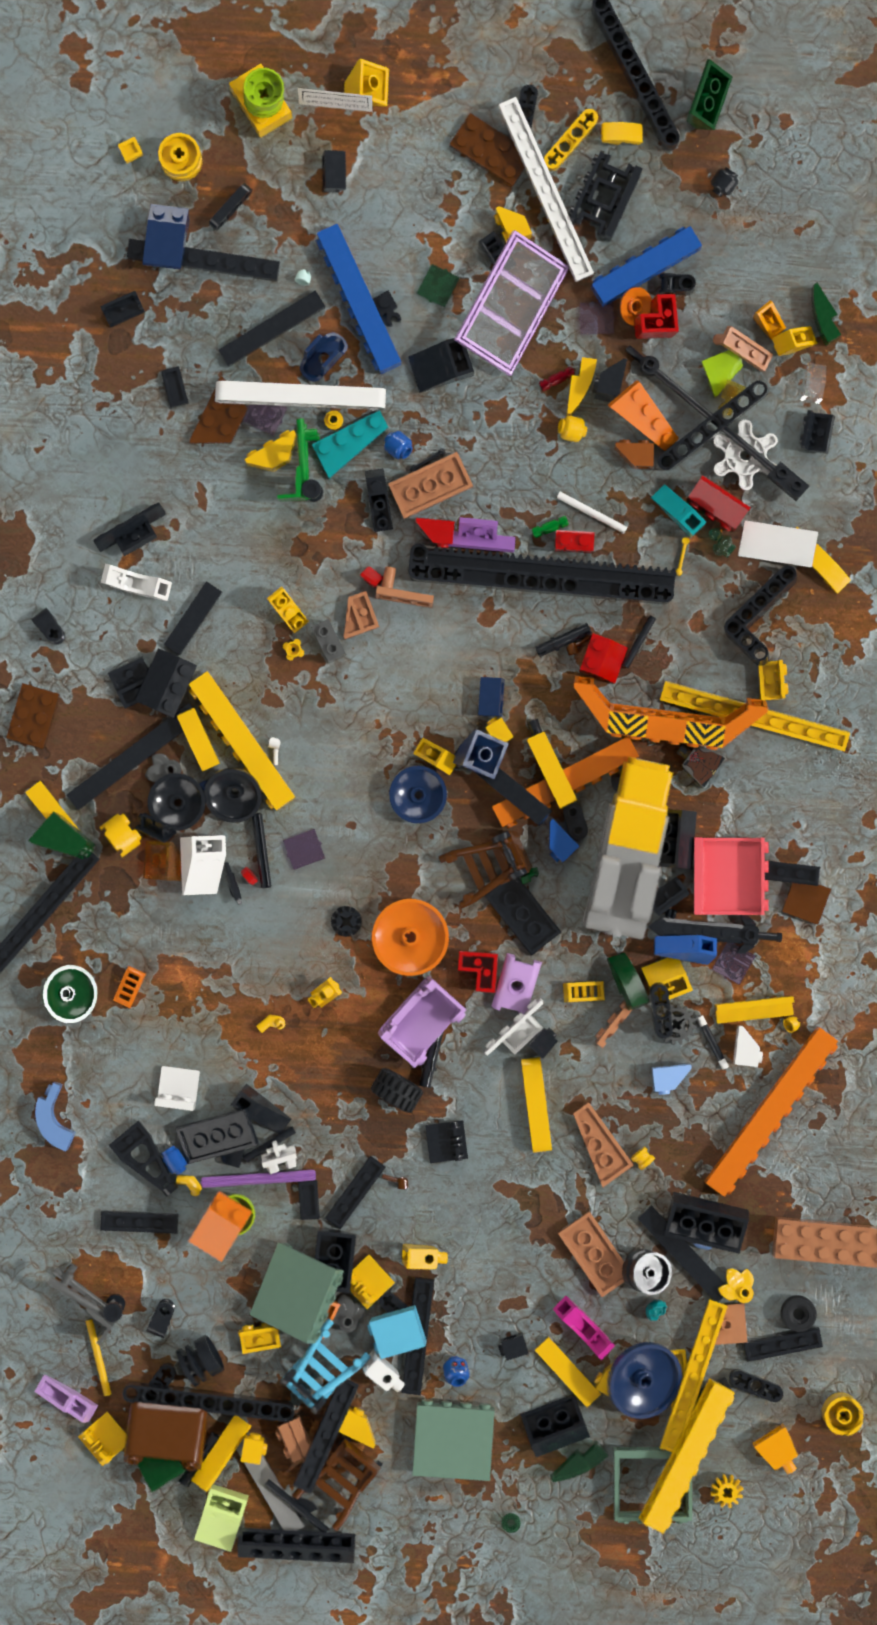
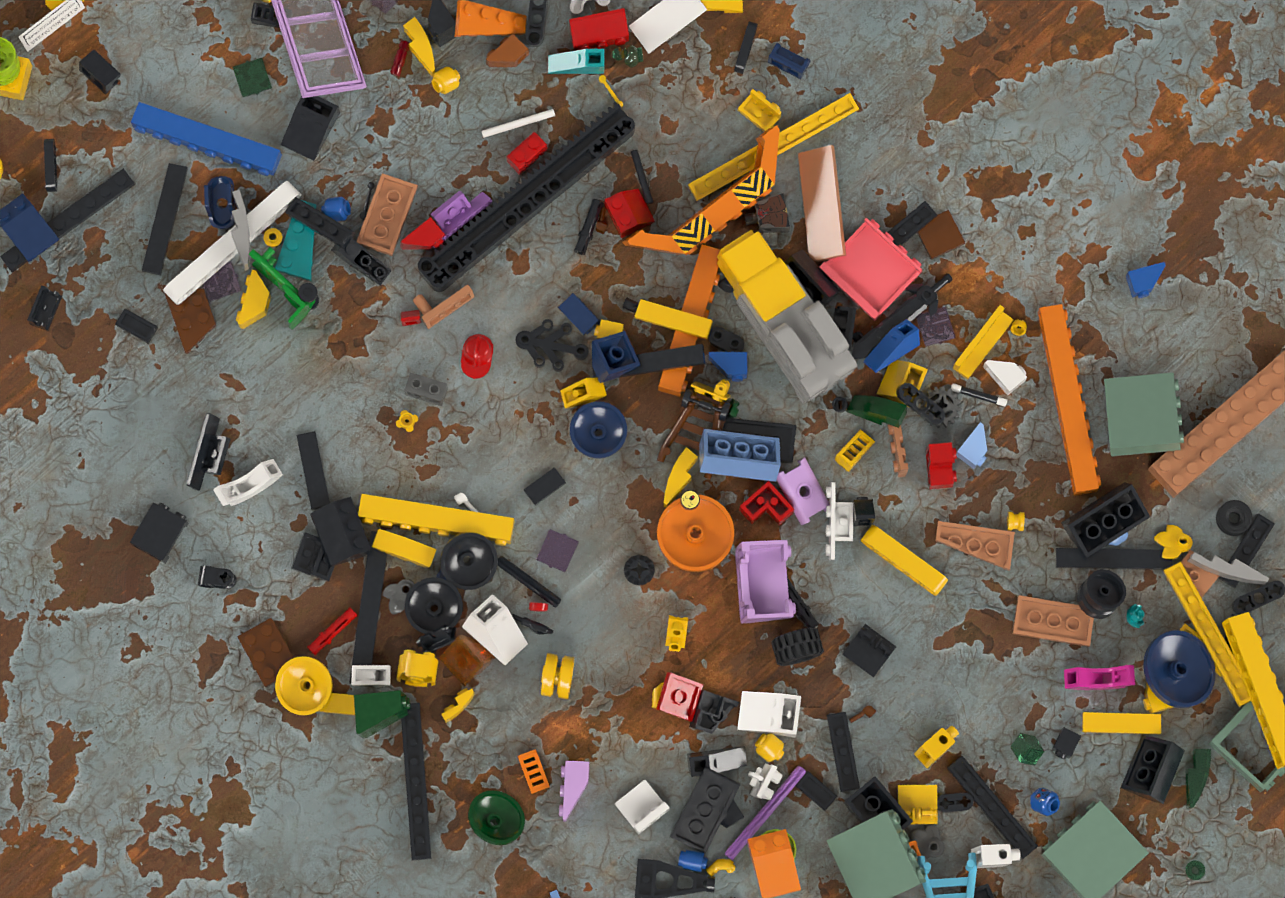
camera: 50 degrees left, 10 degrees down
(21, 764) = (292, 690): none -> yellow dish
(42, 553) = (159, 531): none -> black panel
(84, 806) = (371, 675): none -> white slope
(90, 746) = (336, 627): none -> red pin
(129, 887) = (463, 699): none -> yellow slope
(149, 1024) = (576, 780): none -> lavender slope
(210, 938) = (555, 675): none -> yellow wheel
(261, 1149) = (746, 787): black bar -> none
(281, 1039) = (679, 696): none -> plate
(287, 609) = (374, 396): yellow slope -> none
(293, 1070) = (711, 711): none -> black slope
(303, 277) = (151, 163): light aqua hinge -> none
(307, 1138) = (769, 747): none -> yellow head
(309, 398) = (241, 235): none -> light grey slope
(331, 1114) = (769, 713): none -> white slope
(341, 794) = (544, 486): none -> black tile
(359, 616) = (429, 351): nougat wing -> none
(374, 444) = (320, 223): none -> black tile
(386, 305) = (231, 125): black plate -> none
(390, 652) = (477, 356): none -> red piece
(397, 1332) = (975, 816): medium azure brick -> none
(429, 911) = (690, 500): none -> light yellow tile
(440, 884) = (679, 477): none -> yellow slope
(447, 696) = (549, 344): none -> black plant
(483, 1322) = (1027, 749): none -> clear green panel
(495, 916) = (739, 455): none -> medium blue brick
(527, 854) = (718, 393): none -> yellow hinge
(550, 526) = (499, 161): green axle -> none
(604, 946) = (836, 406): none -> black hinge
(630, 1065) = (939, 465): none -> red brick
(745, 793) = (822, 203): none -> tile
(757, 612) = (701, 76): black beam -> none
(757, 1350) = (1236, 570): none -> light grey slope
(811, 622) = (746, 47): none -> black beam
(811, 1178) = (1143, 414): none -> sand green brick
(831, 664) = (788, 61): none -> dark blue hinge

